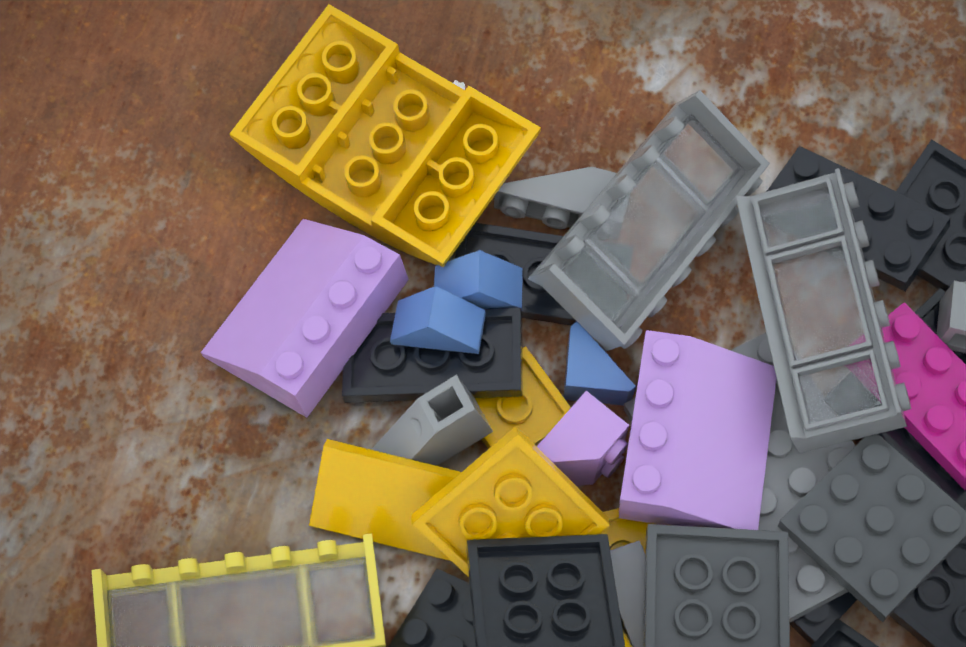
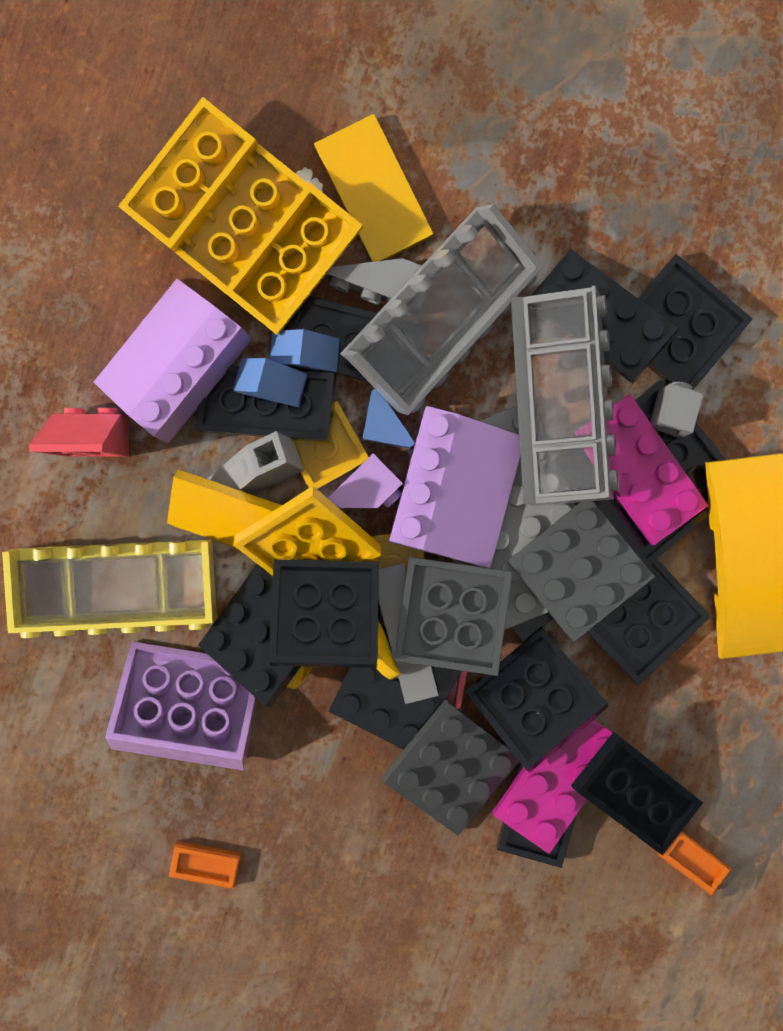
camera: 15 degrees right, 20 degrees up
(199, 415) = (84, 434): none -> coral slope
(536, 80) = (374, 189): none -> yellow tile

